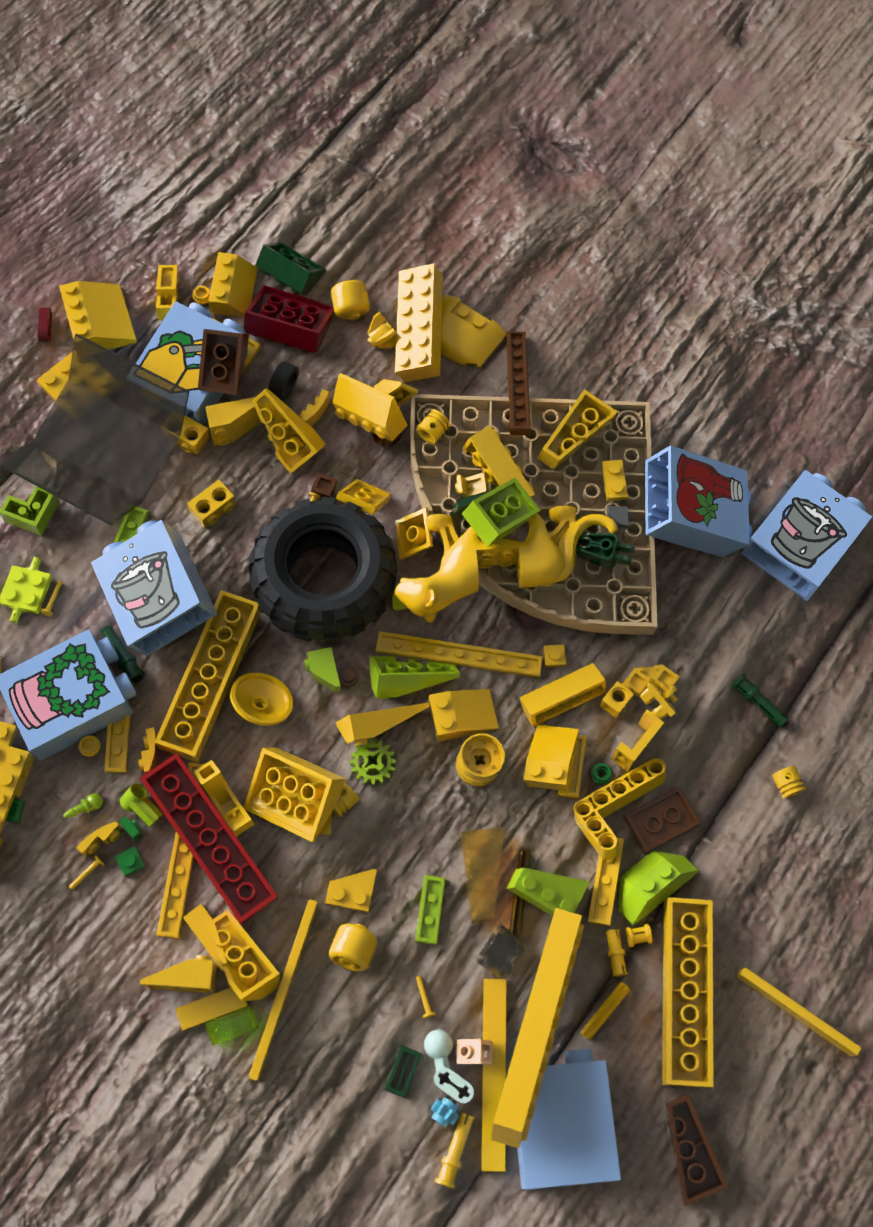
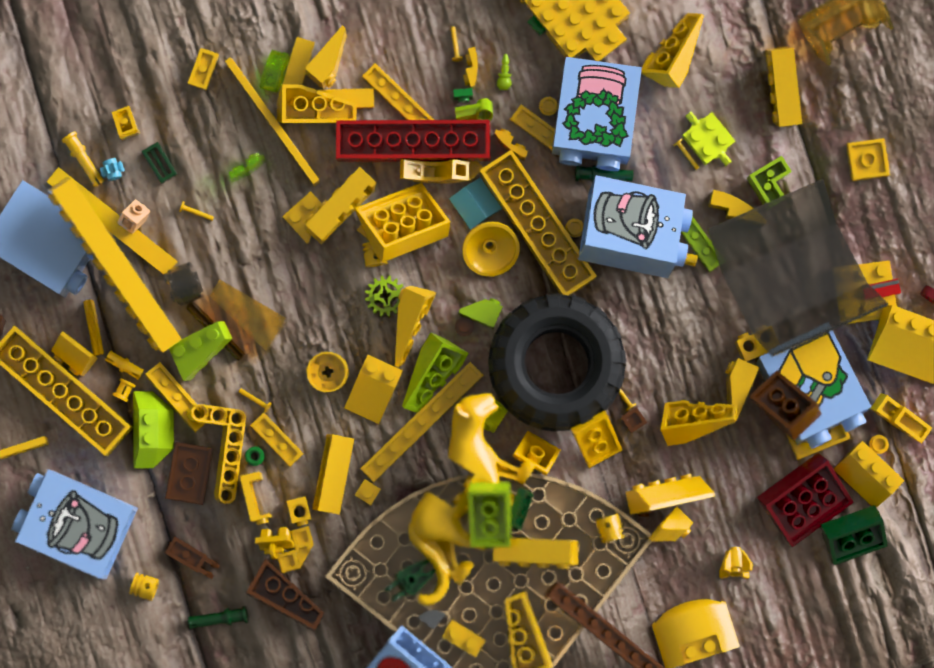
camera: 125 degrees right, 15 degrees up
(61, 364) = (887, 288): none -> red sticker
(75, 527) = (729, 203): none -> yellow slope
(130, 861) = (441, 79): green plate -> none
(187, 645) = (574, 228): none -> yellow plate
(208, 500) = (684, 322): yellow brick -> none
(228, 746) = (475, 203): none -> medium azure slope
(279, 1099) = (203, 69): none -> yellow plate
(283, 380) = (747, 451): black tyre -> none
(314, 412) = (703, 453): yellow slope -> none
(319, 861) = (340, 205): none -> yellow wedge
(339, 977) = (253, 163): none -> clear neon green slope
(350, 299) = (784, 559): yellow head -> none
(353, 947) = (264, 187): yellow head -> none
(389, 1135) = (125, 123): none -> yellow slope
(419, 323) = (722, 599): yellow brick -> none
(430, 910) = (251, 260): lime tile -> none
(438, 1046) = (156, 196): light aqua beam -> none
(472, 485) = (537, 521): yellow bracket -> none
(551, 758) = (292, 427): yellow slope -> none
(552, 810) = (256, 400): none -> yellow pin
(645, 1007) = (74, 354): none -> yellow slope
(699, 660) = (284, 597): none -> reddish brown wedge
(731, 763) = (190, 556): none -> reddish brown hinge
(791, 883) = (74, 523): none -> brick

